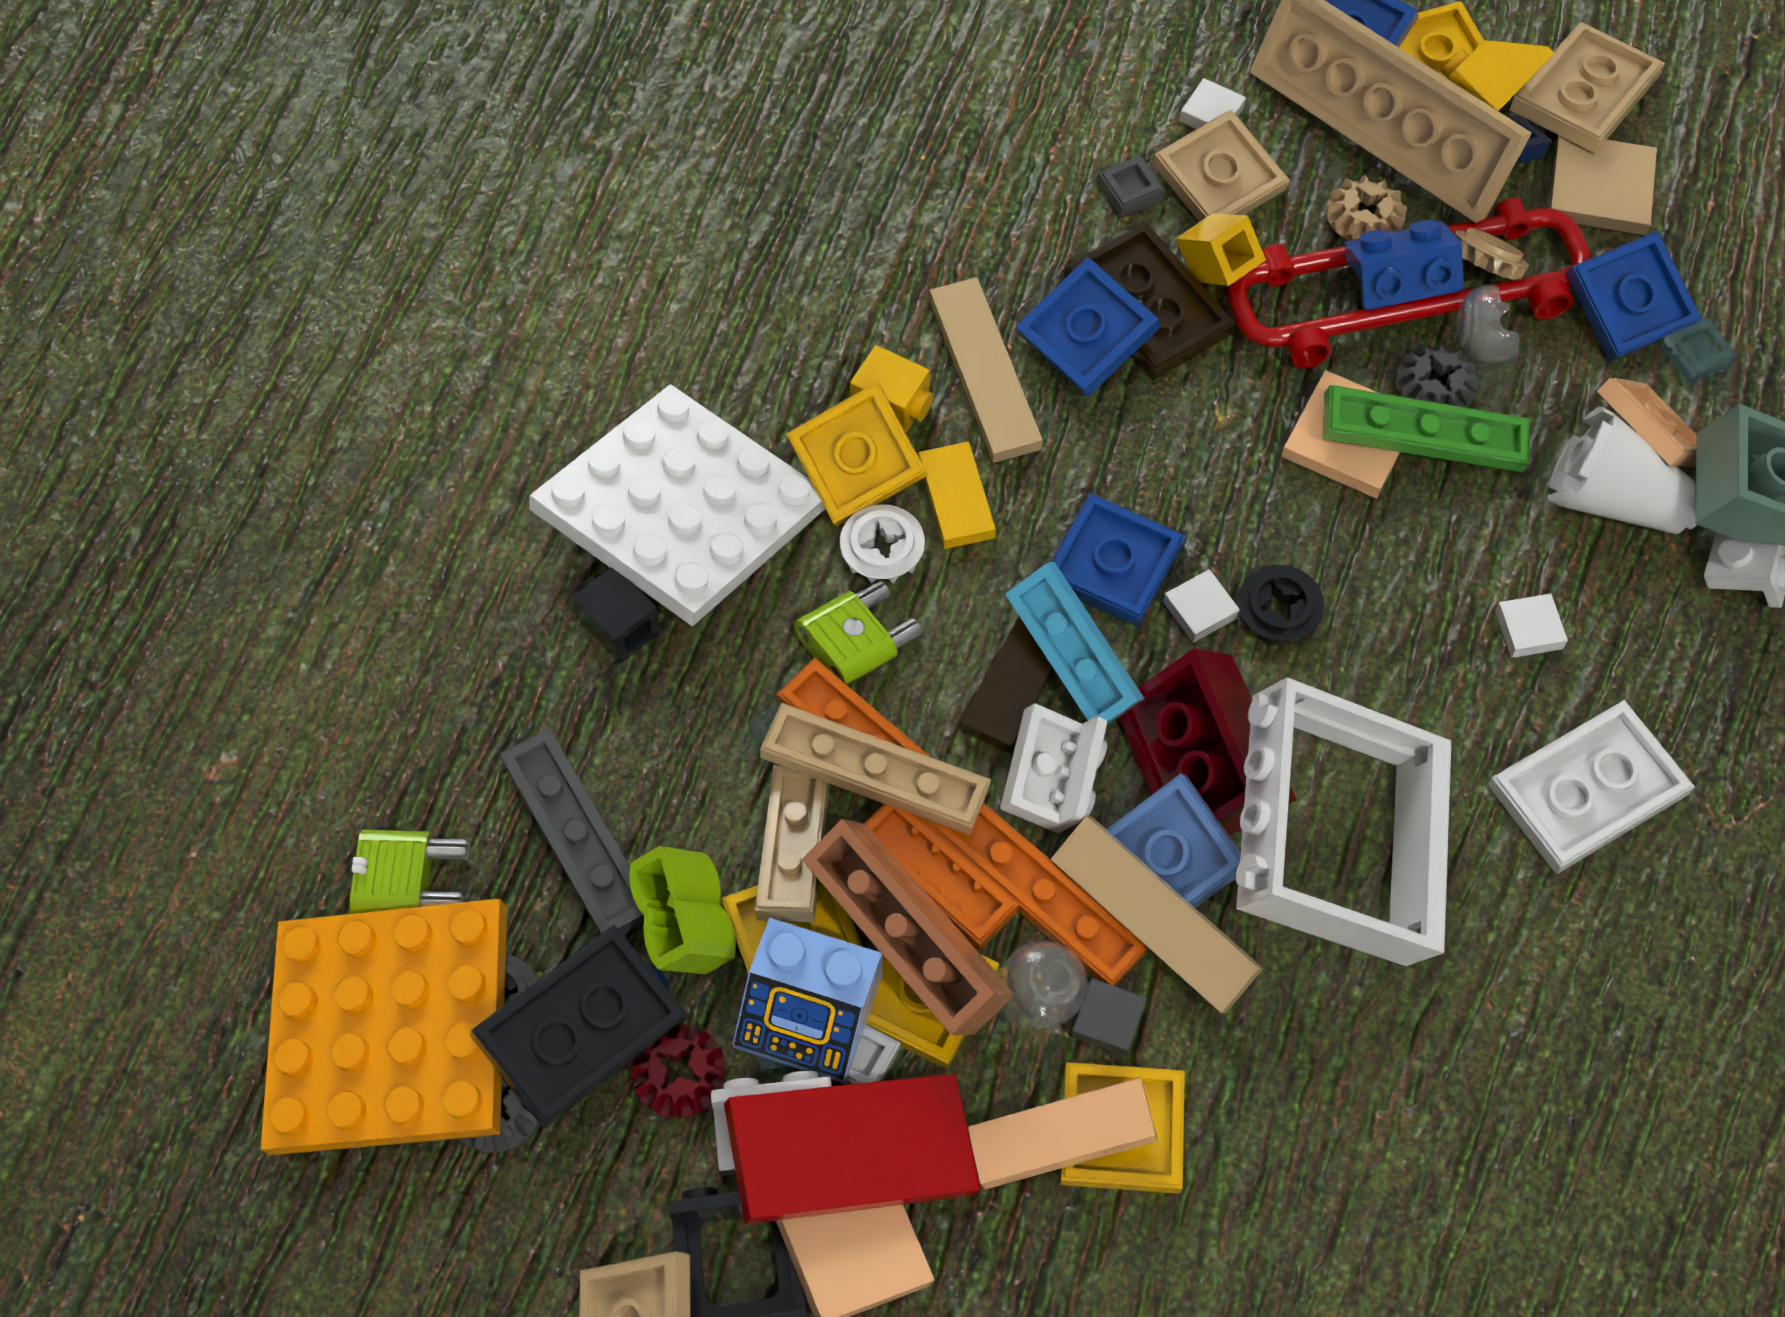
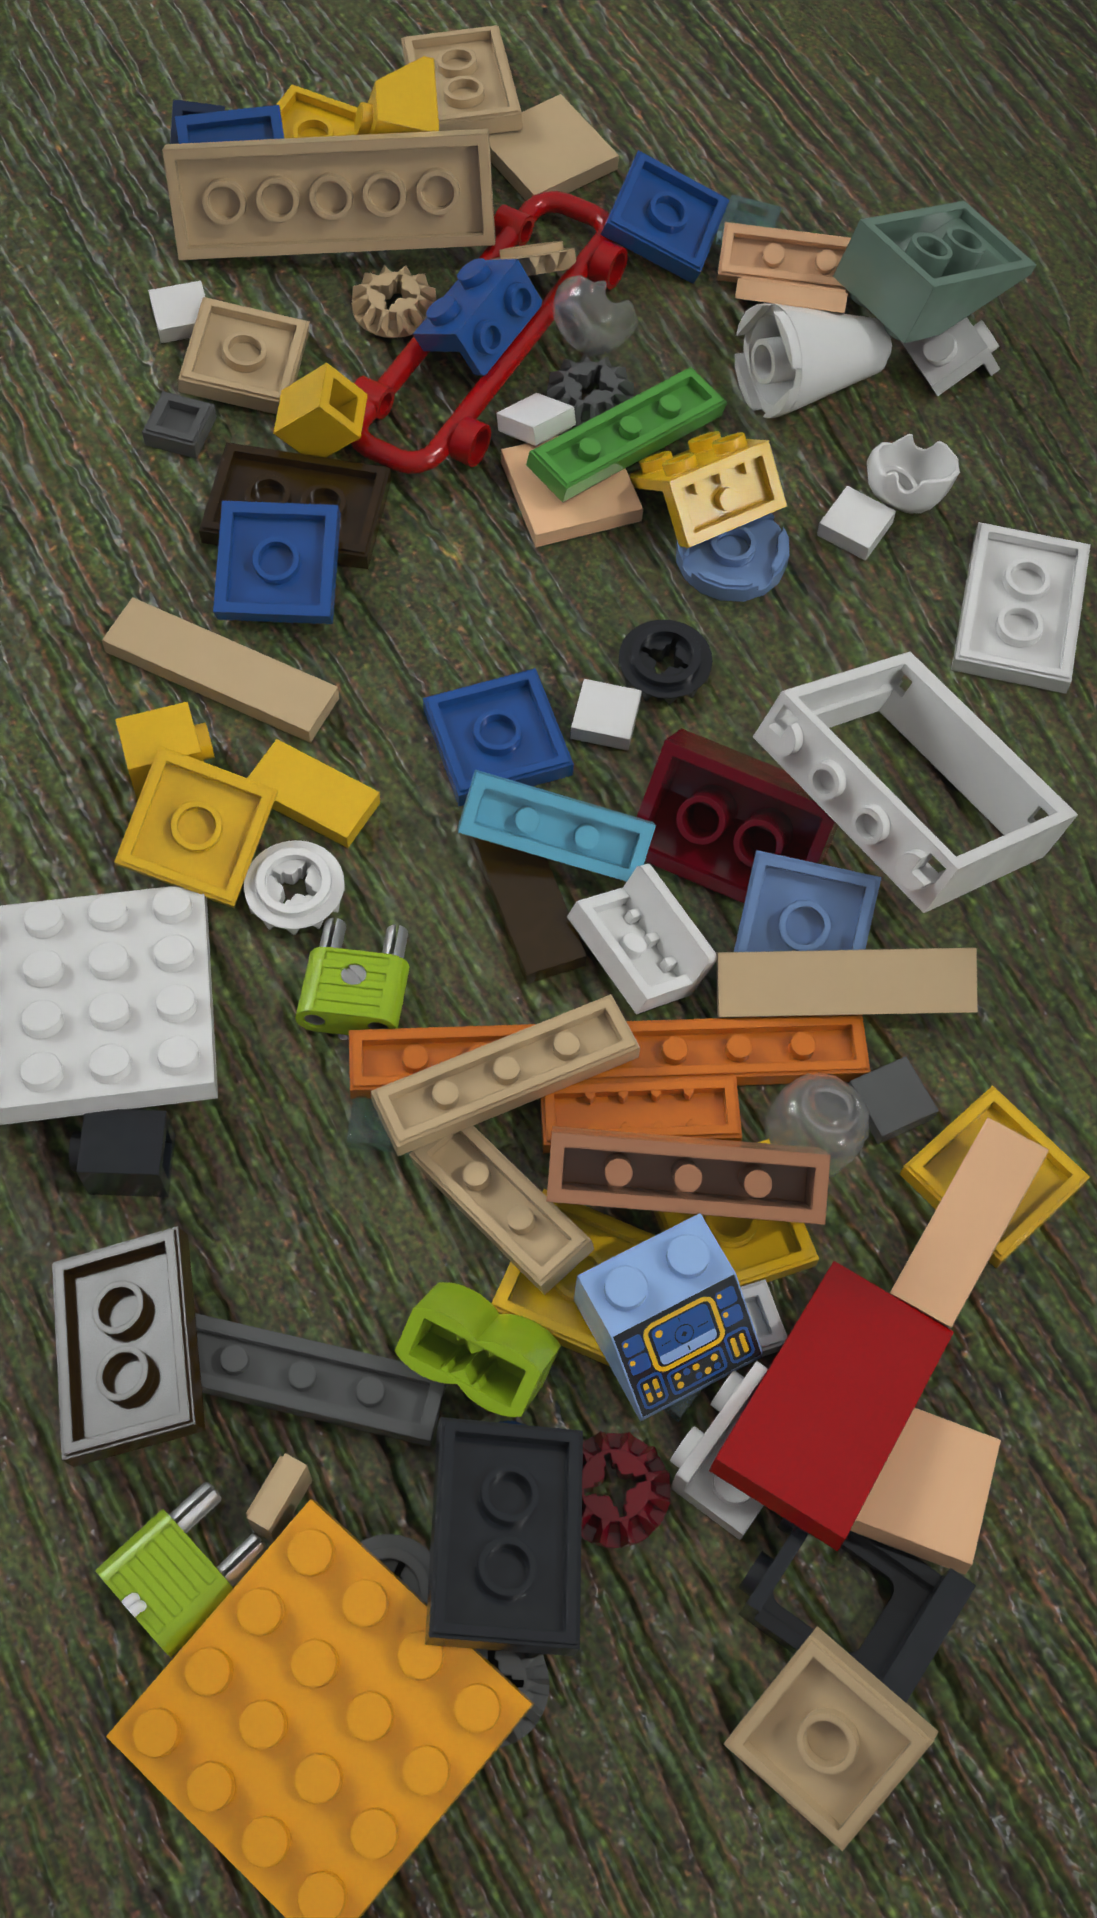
camera: 50 degrees left, 0 degrees up
(493, 882) = (279, 1497): none -> tan tile
(502, 722) = (127, 1347): none -> tile
(1372, 368) = (536, 419): none -> white tile
(1417, 570) = (738, 562): none -> medium blue tile
(1441, 511) = (713, 484): none -> yellow bracket
(1606, 622) = (911, 476): none -> white hair
(1684, 383) = (780, 255): none -> light nougat tile

